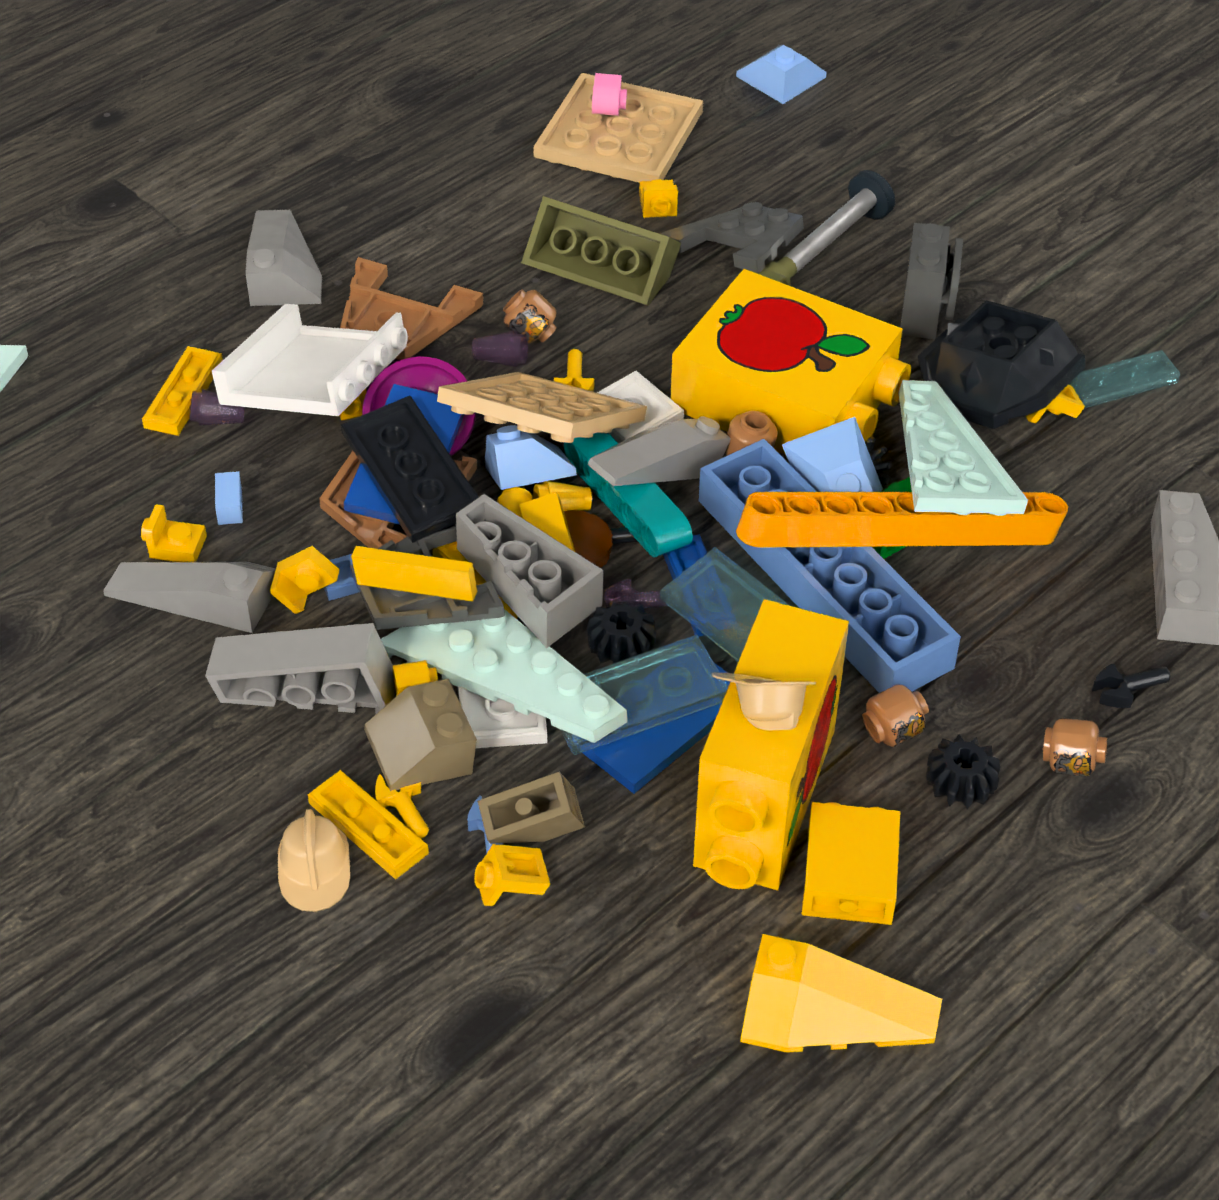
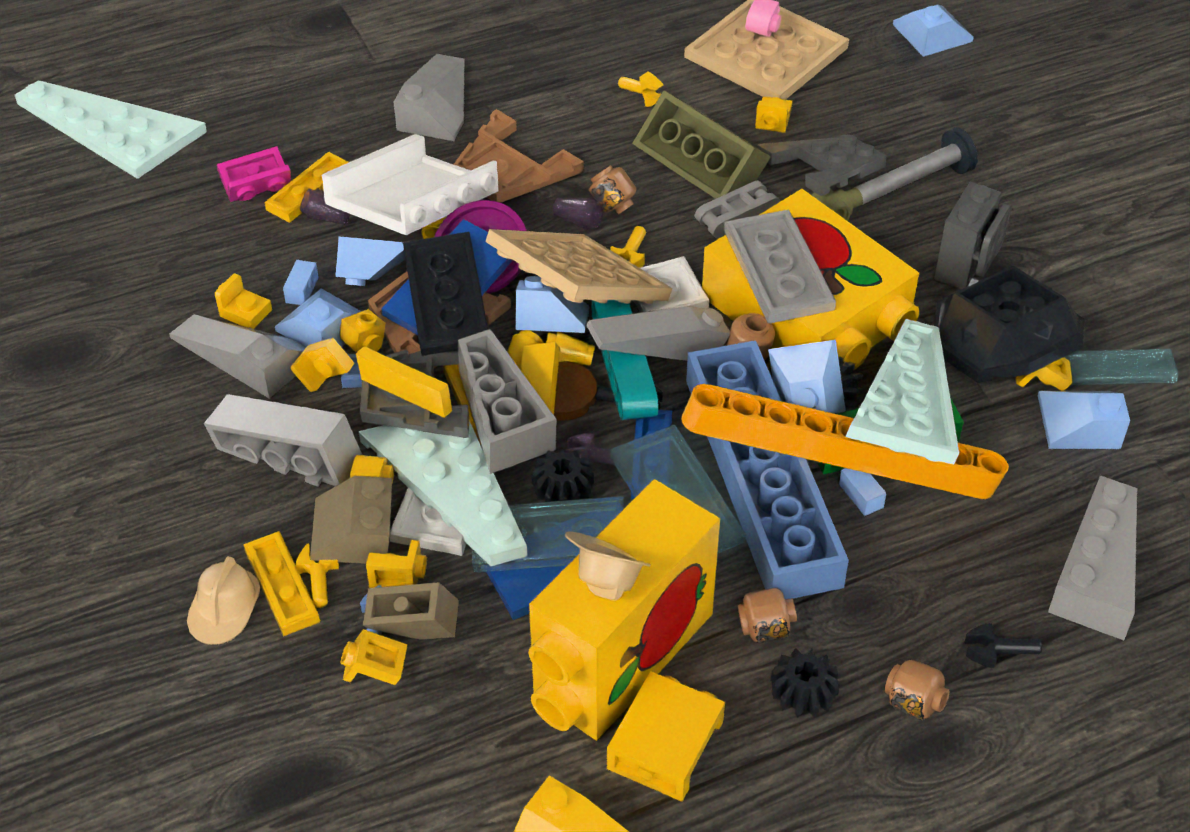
camera: 20 degrees right, 0 degrees up
(116, 390) = (254, 174): none -> dark pink bracket
(272, 534) = (316, 319): none -> light blue slope
(297, 452) = (366, 259): none -> light blue slope
(330, 533) = (362, 330): none -> yellow plate
(490, 775) = (396, 570): none -> yellow bracket
(512, 198) = (646, 86): none -> yellow bar
(667, 306) = (738, 204): none -> light grey plate
(760, 354) = (779, 266): none -> light grey tile
(929, 566) = (862, 490): none -> light blue piece
(1111, 439) = (1084, 419): none -> light blue slope

